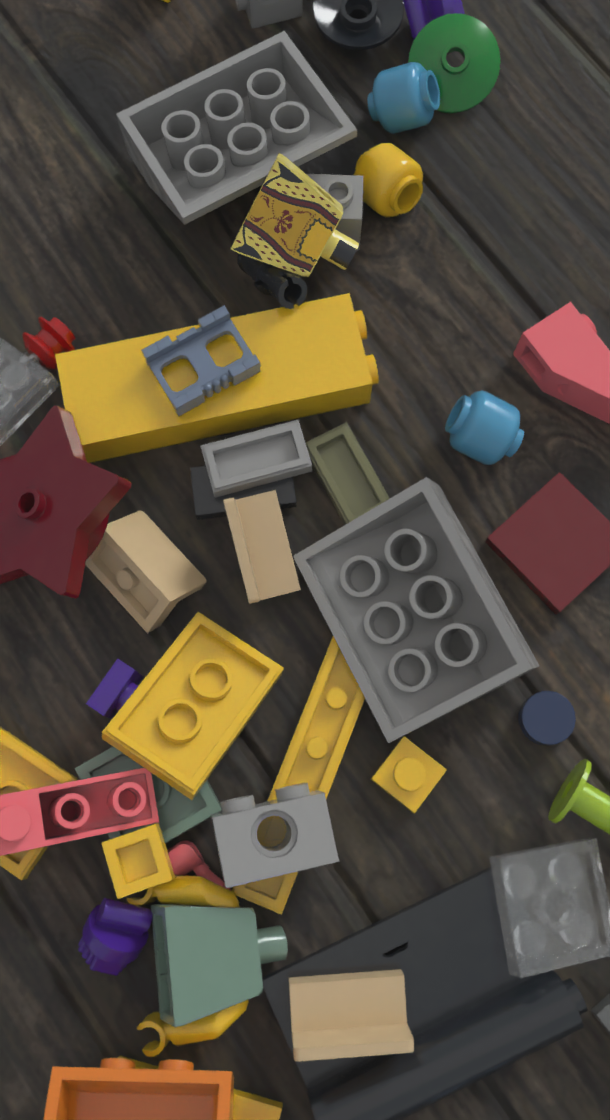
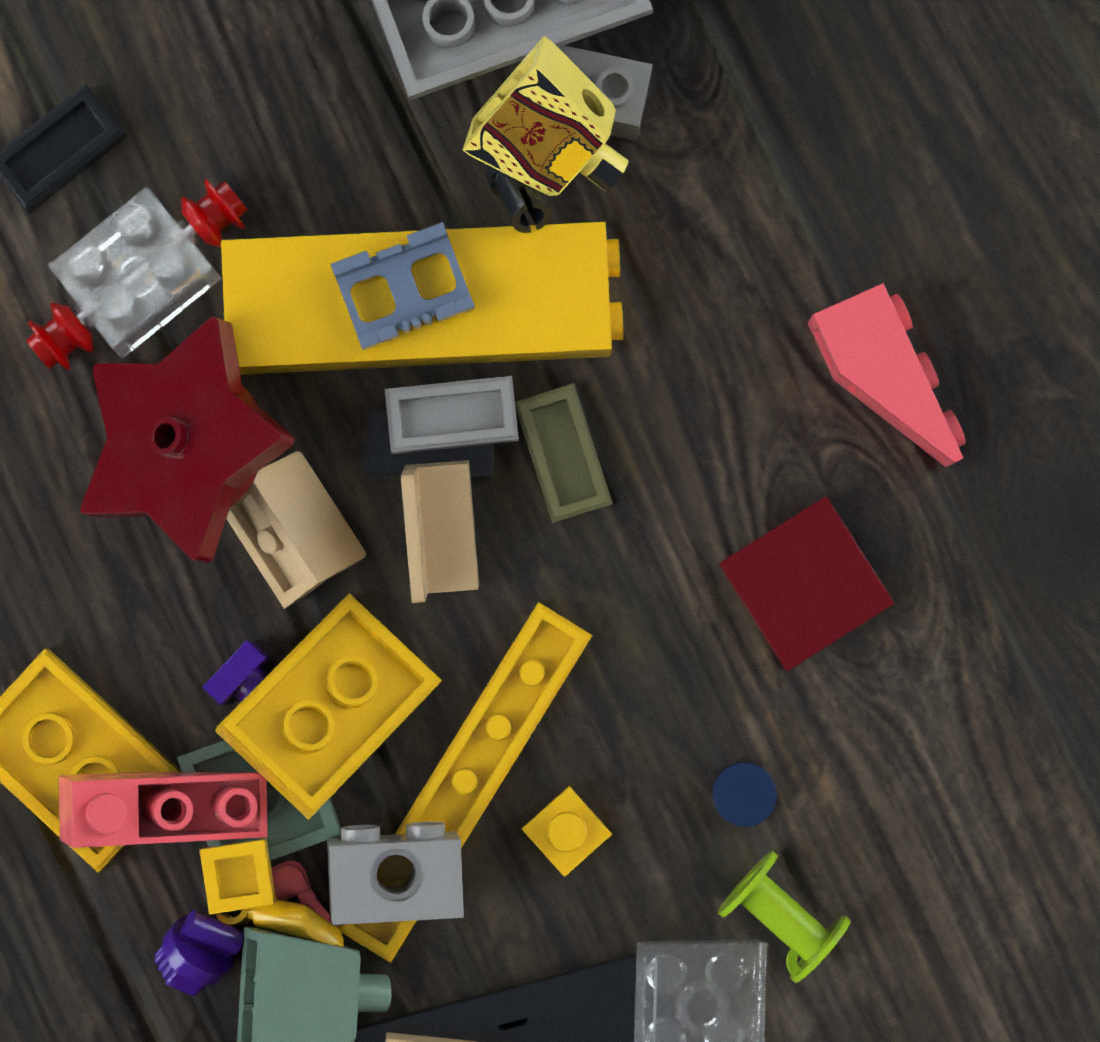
camera: 10 degrees right, 10 degrees up
(389, 180) = (689, 59): yellow head -> none
(414, 610) = (611, 639): light grey slope -> none
(484, 427) = (743, 424): dark azure head -> none

